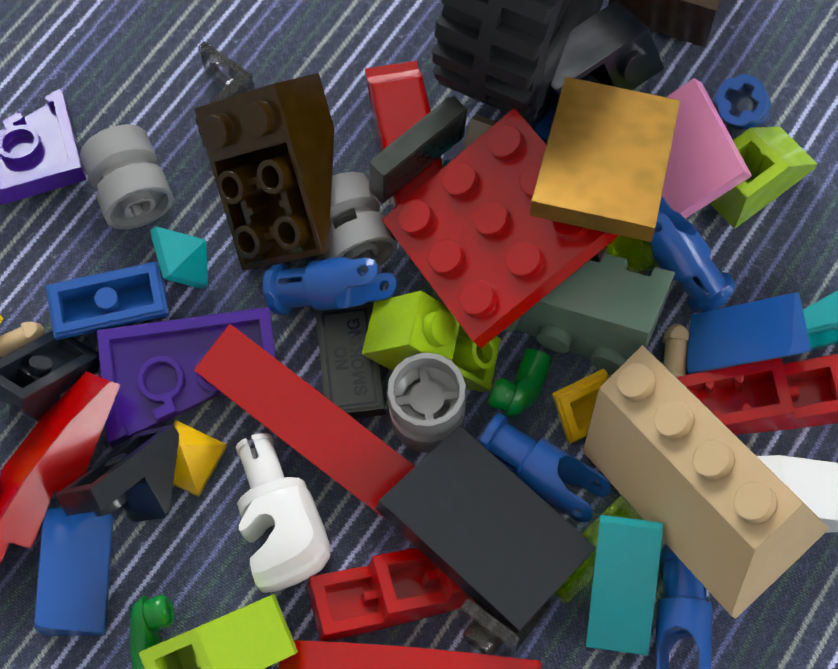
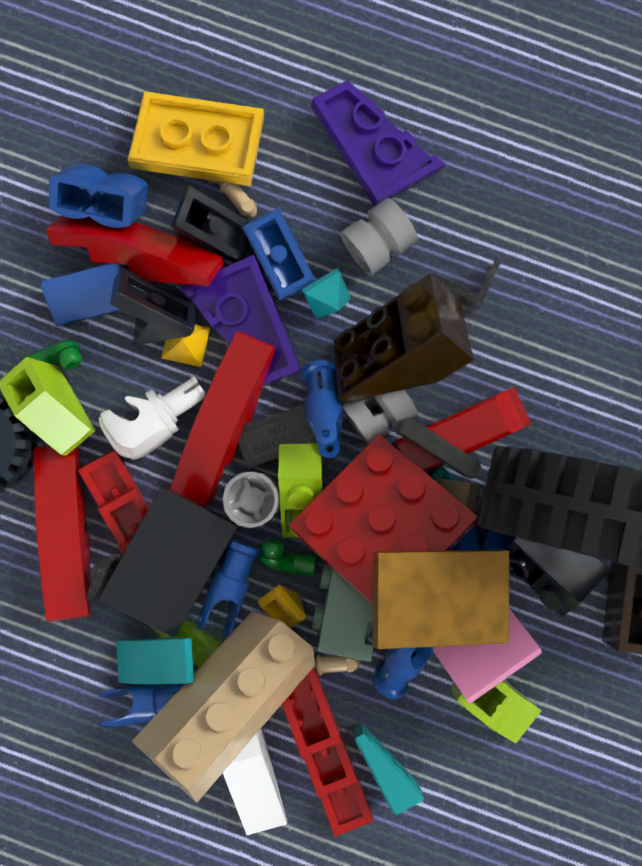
camera: 75 degrees right, 20 degrees up
(736, 89) = (527, 683): blue piece -> none
(747, 333) = (350, 716): blue slope -> none

